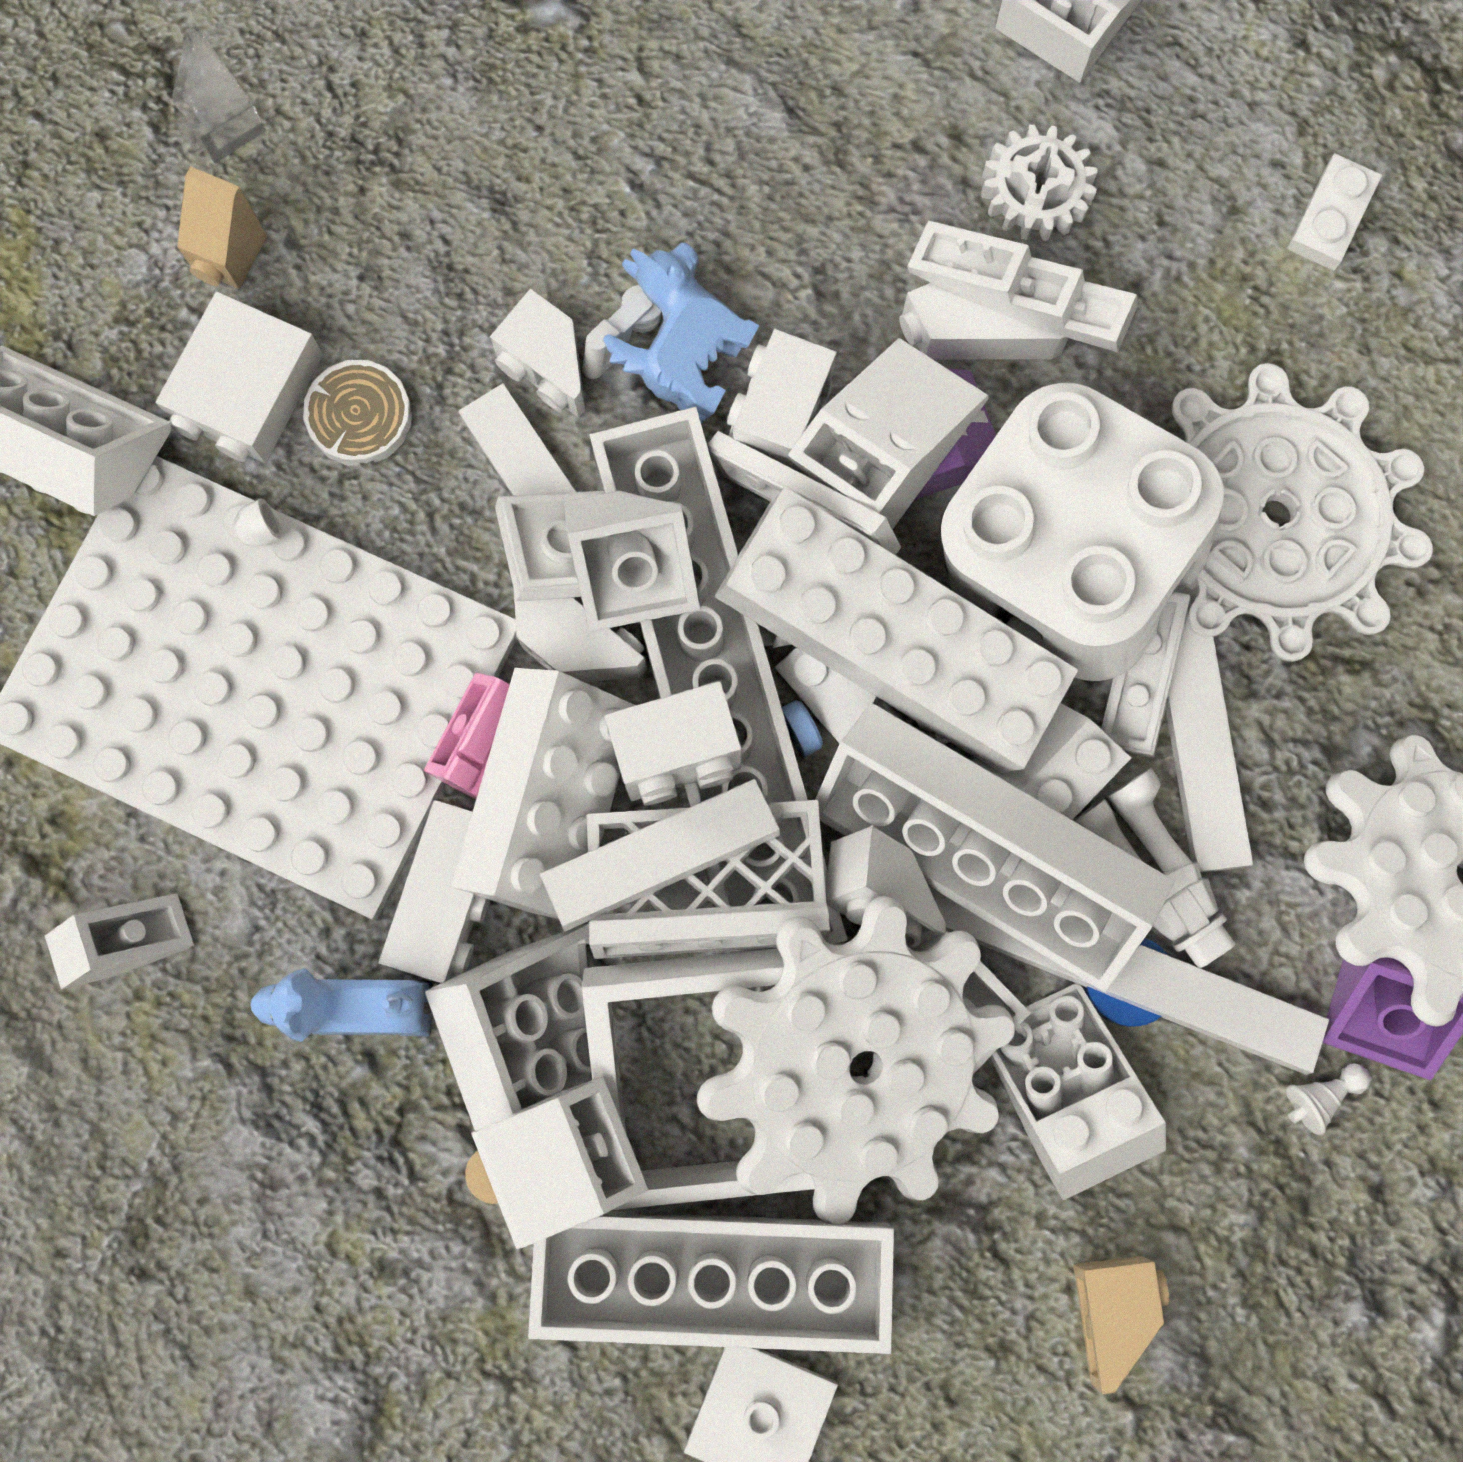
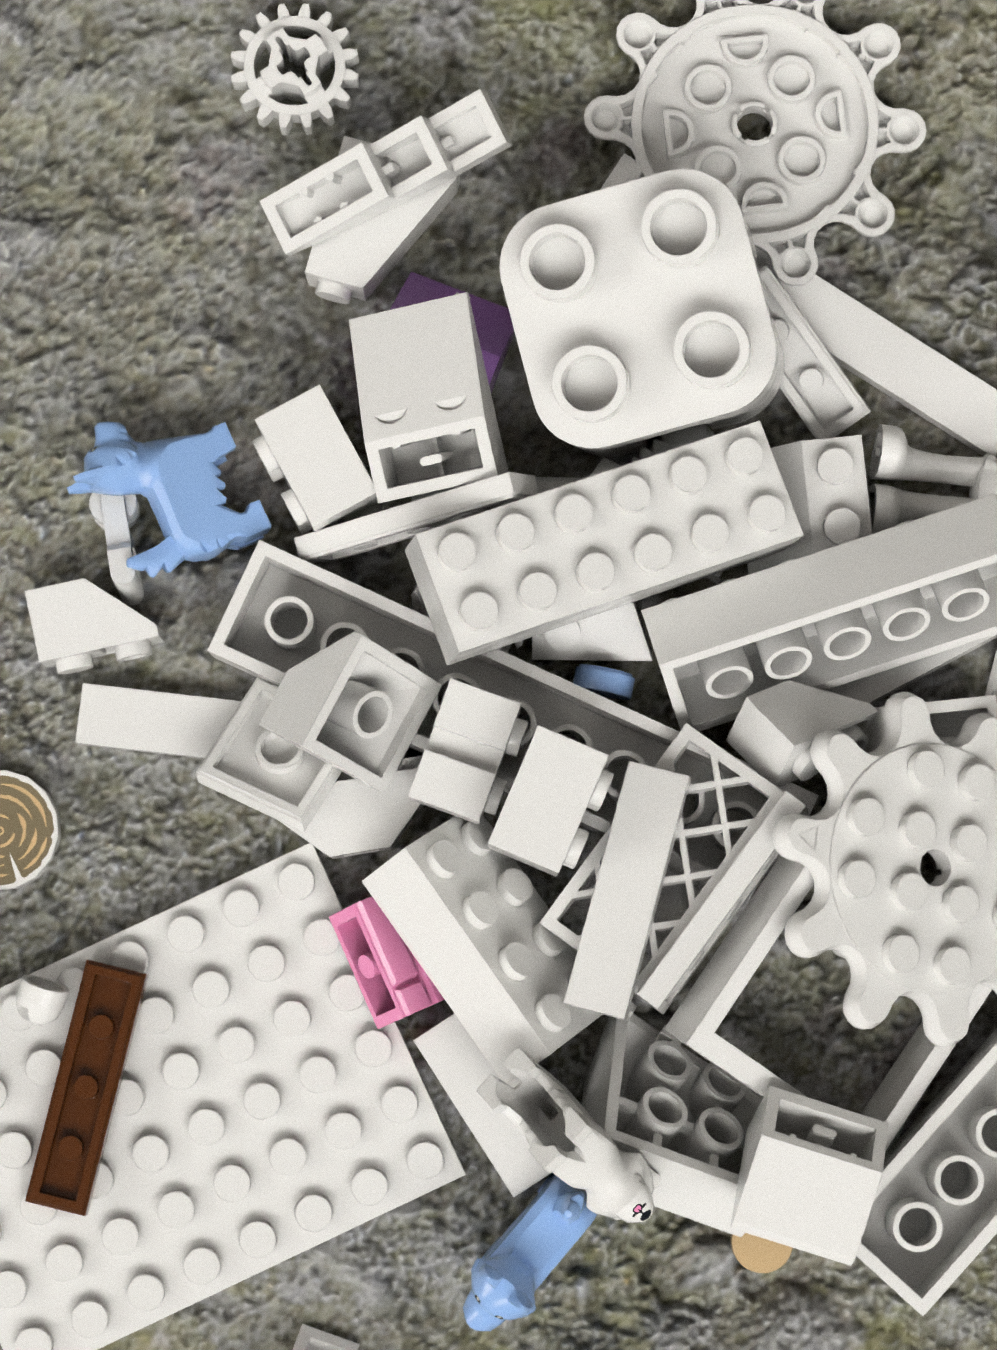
camera: 50 degrees left, 5 degrees up
(220, 606) = (86, 1087): none -> reddish brown tile
(440, 962) = (571, 1141): none -> white animal
(665, 657) = (467, 751): none -> white brick

